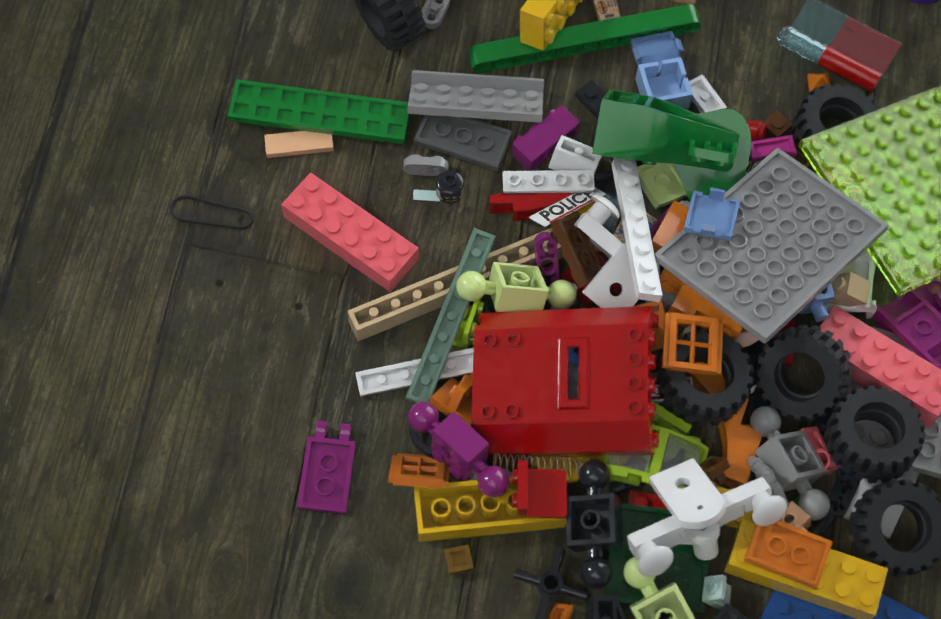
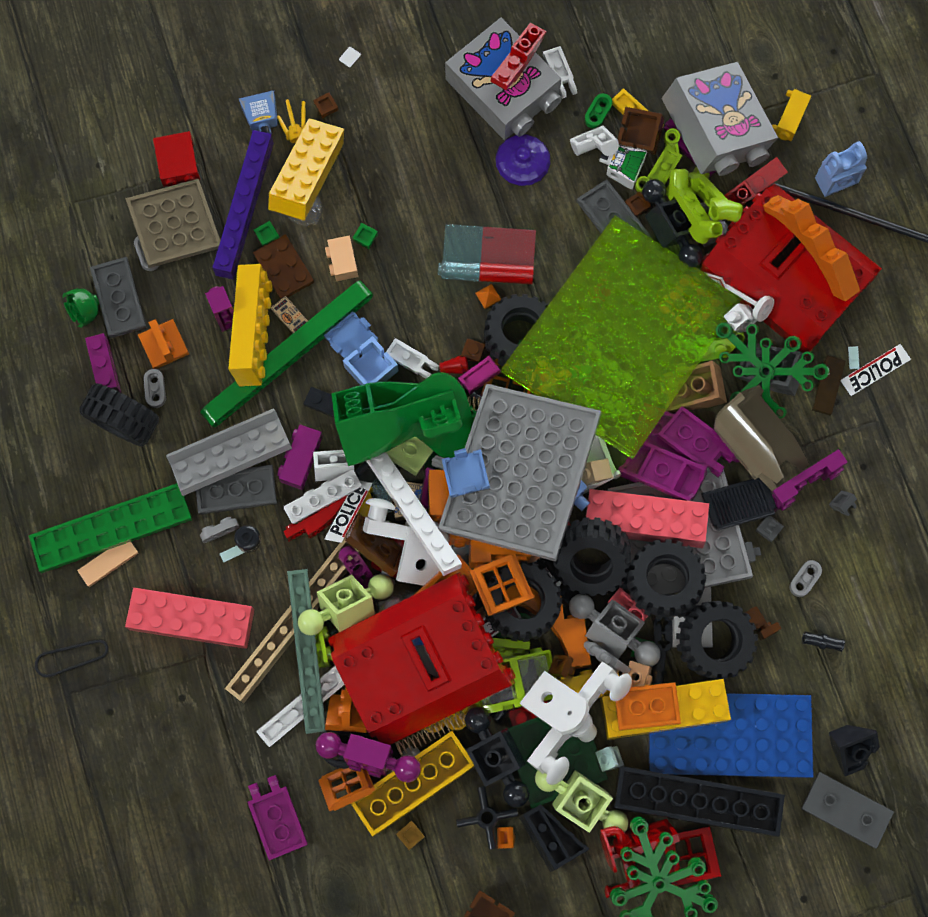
camera: 25 degrees left, 10 degrees up
(539, 492) = (445, 757): red bracket -> none

